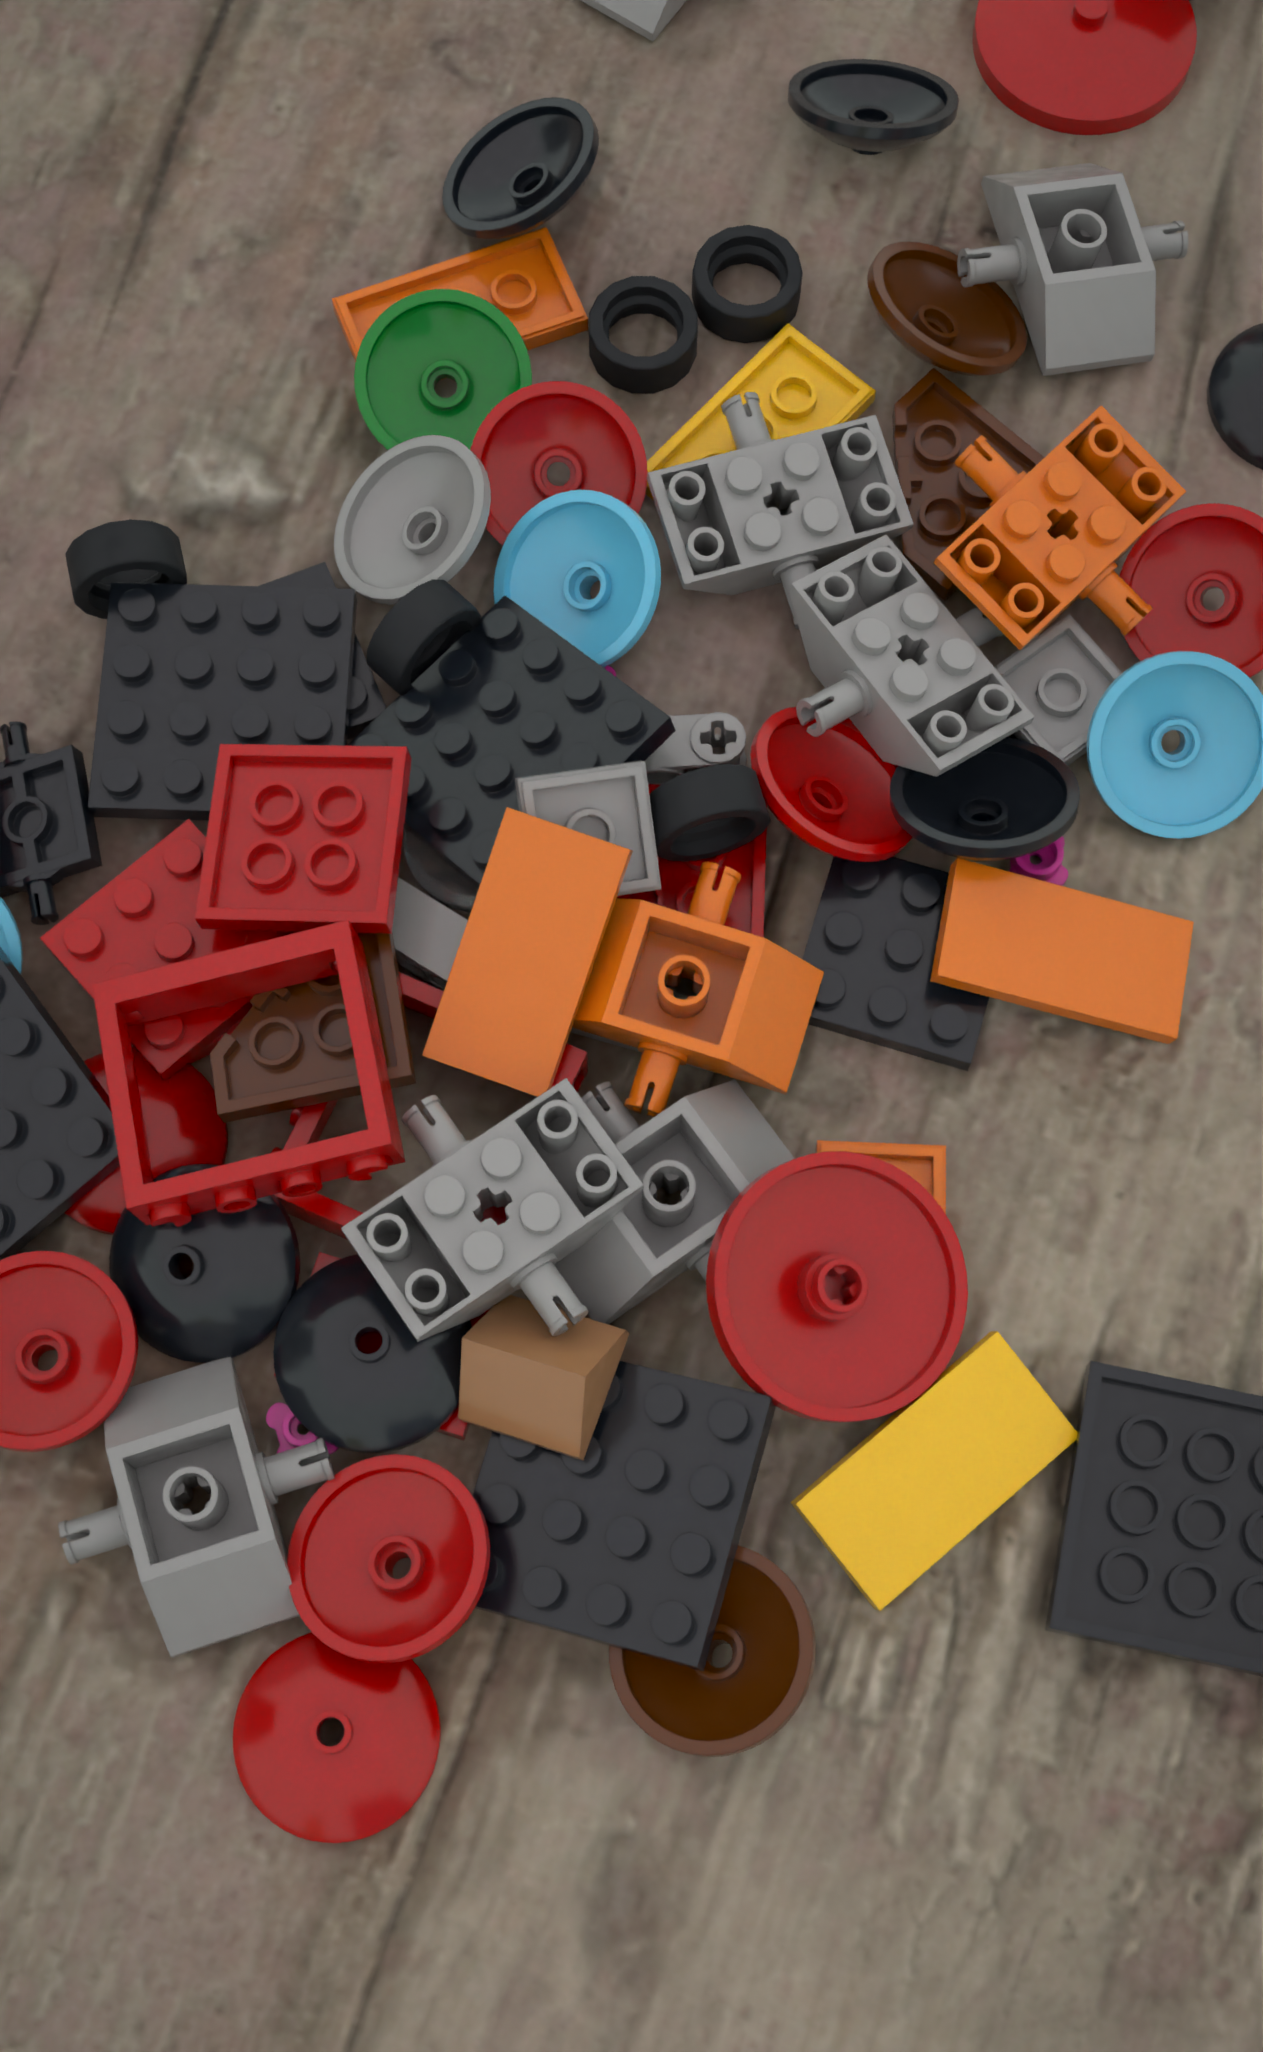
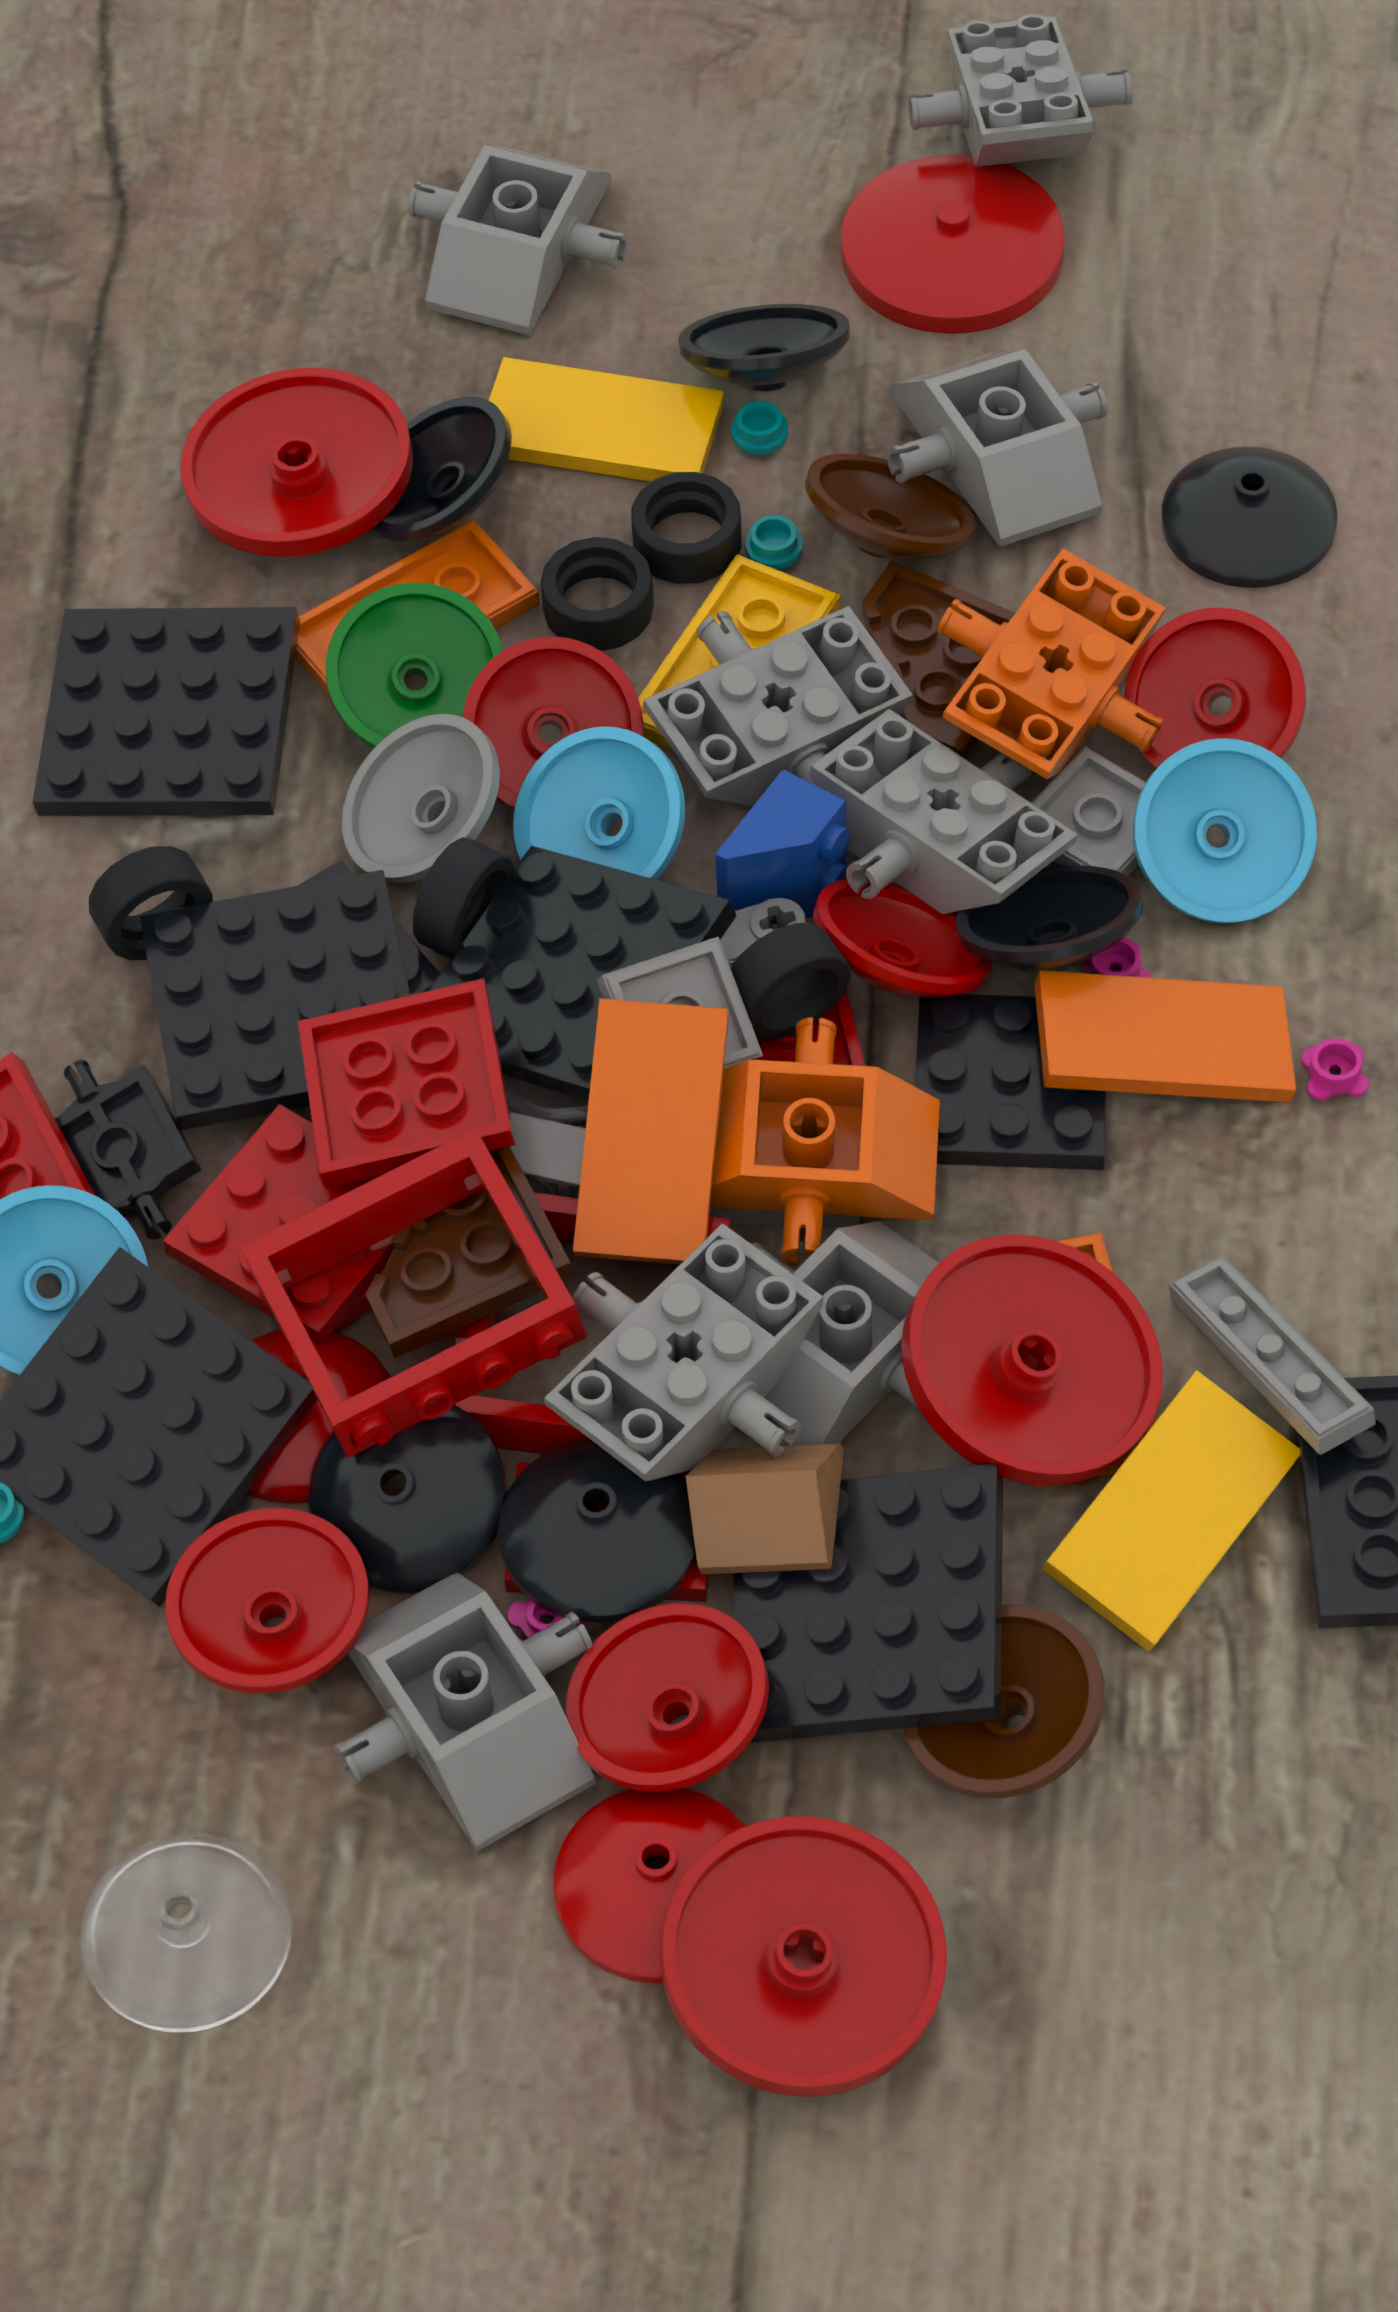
camera: 10 degrees left, 15 degrees down
(204, 364) = (167, 712): none -> black plate
(391, 129) = (296, 462): none -> red dish
(445, 1876) = (803, 1956): none -> red dish
(699, 150) = (605, 420): none -> yellow tile
(743, 664) = (785, 847): none -> blue slope
(826, 319) = (774, 542): none -> teal plate
(845, 193) = (759, 428): none -> teal plate
(1077, 1330) = (1272, 1355): none -> light grey tile
(1232, 1010) = (1338, 1056): none -> dark pink plate

